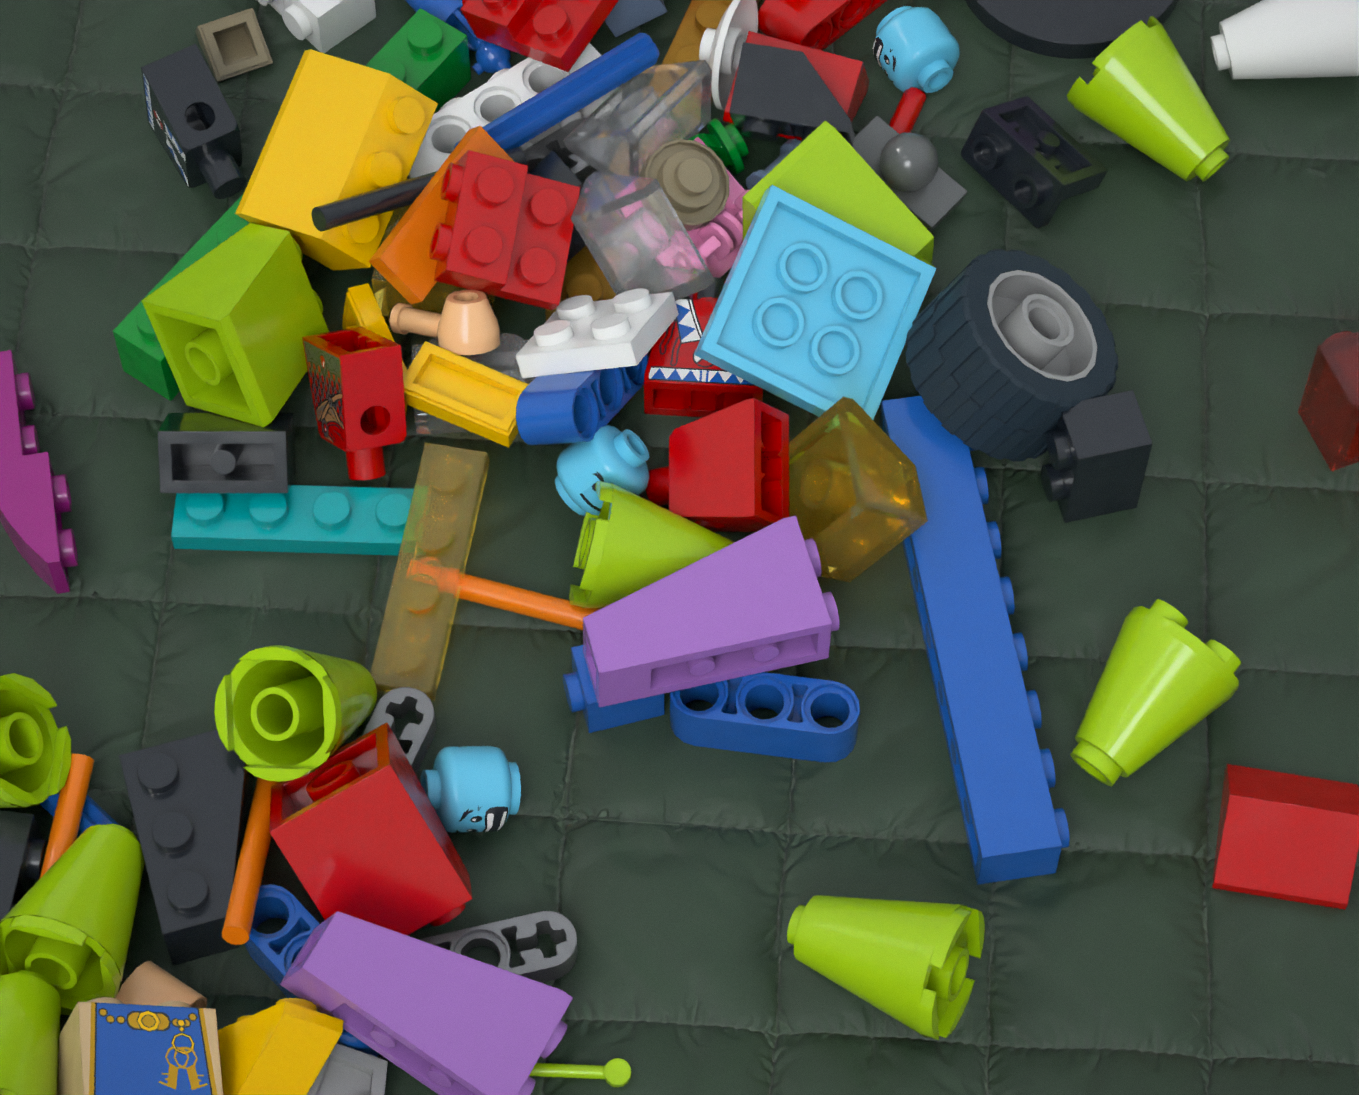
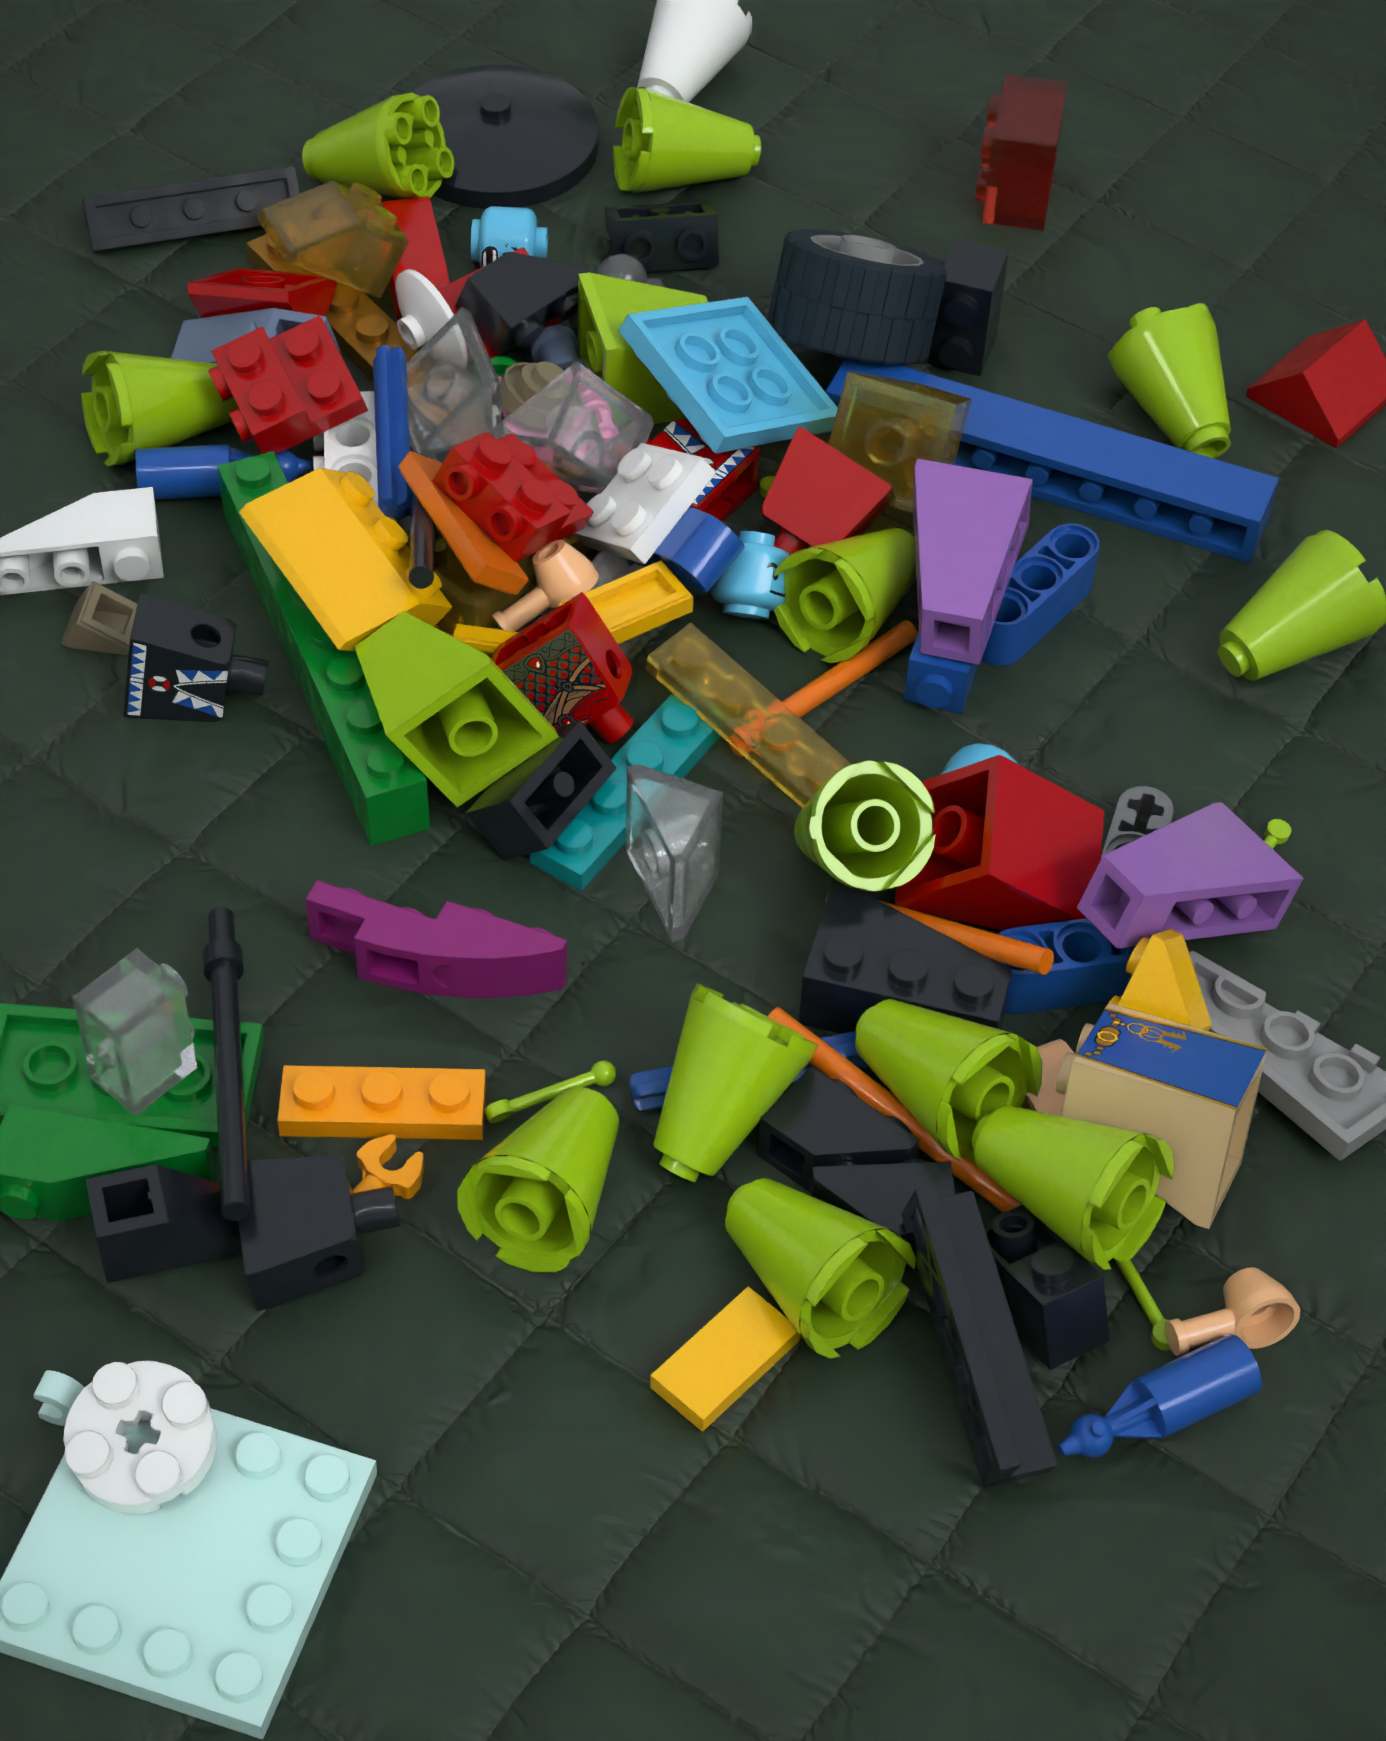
camera: 60 degrees left, 10 degrees down
(207, 586) = (673, 842): none -> clear slope

